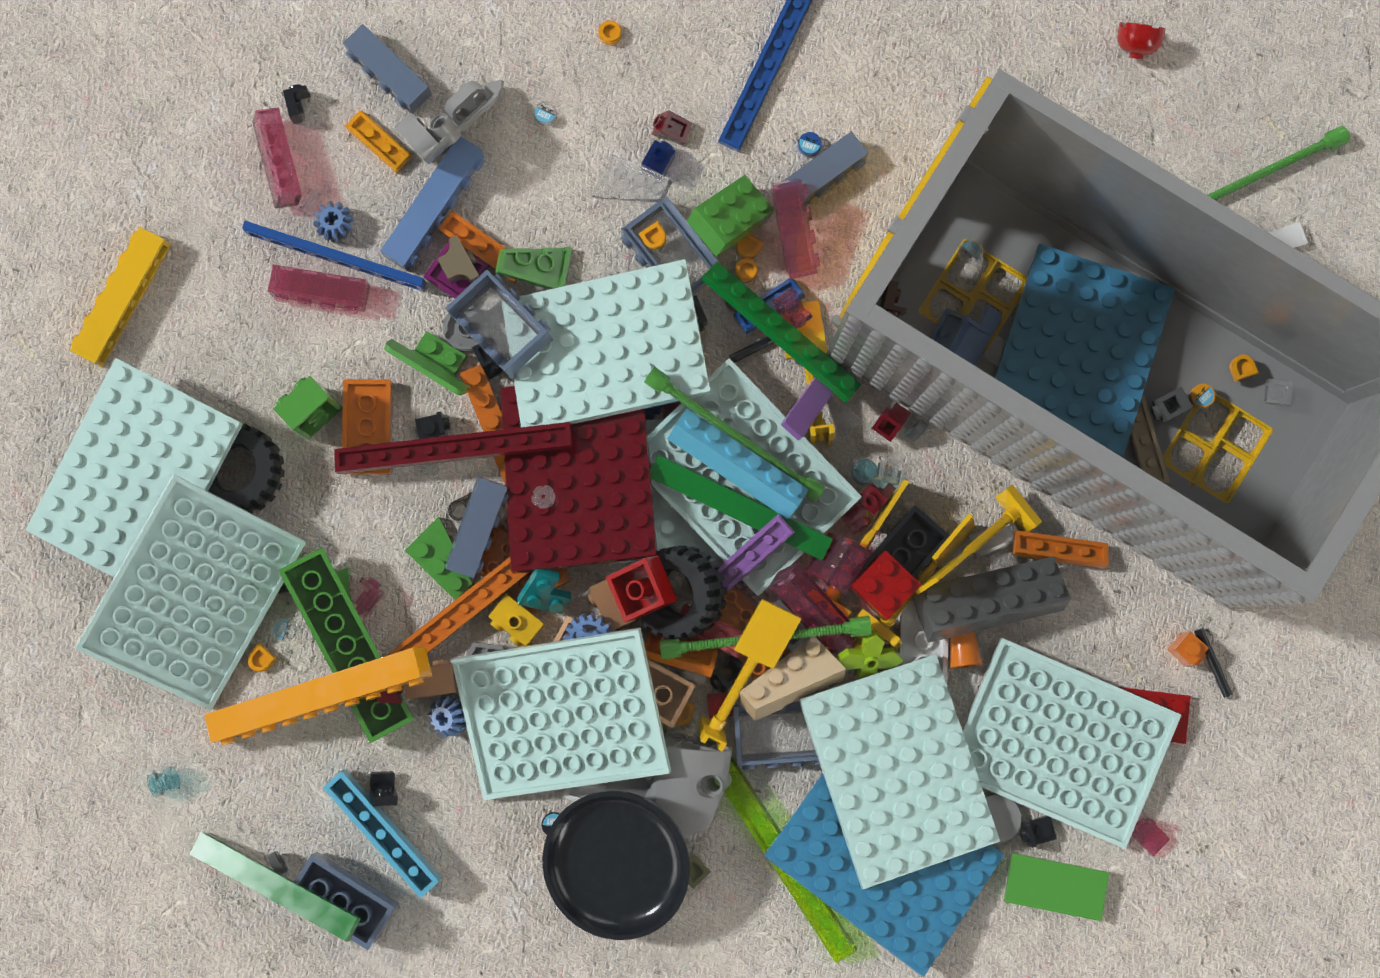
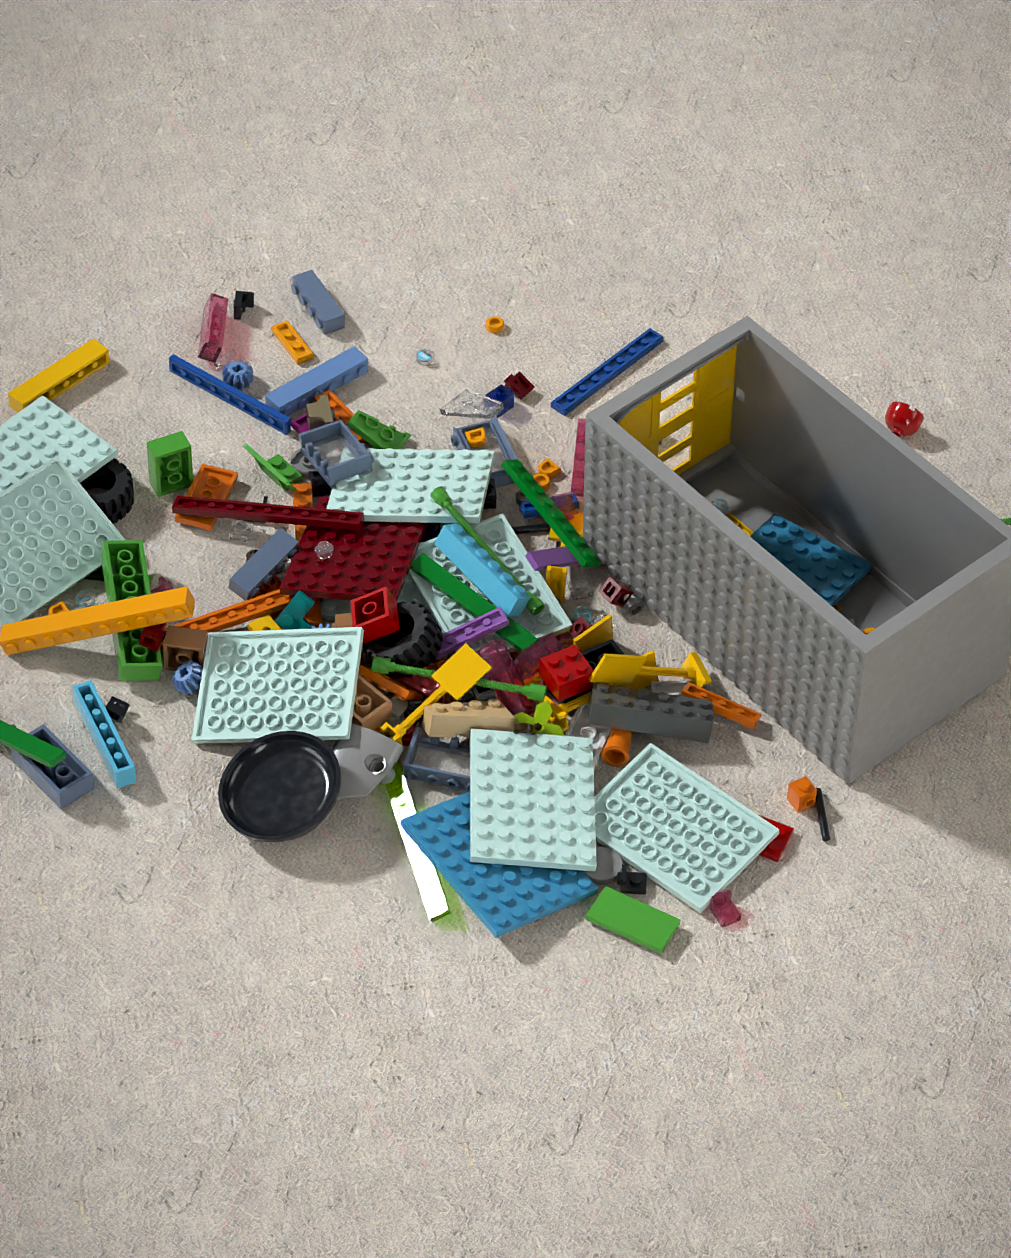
camera: 20 degrees right, 35 degrees down
(318, 288) = (209, 409): clear pink brick -> none
(431, 553) = (218, 583): bright green wing -> none
(447, 128) = (331, 341): light grey panel -> none
(698, 871) = (339, 829): olive plate -> none
(730, 215) = (540, 439): bright green brick -> none
(860, 678) = (525, 728): none -> dark brown tile

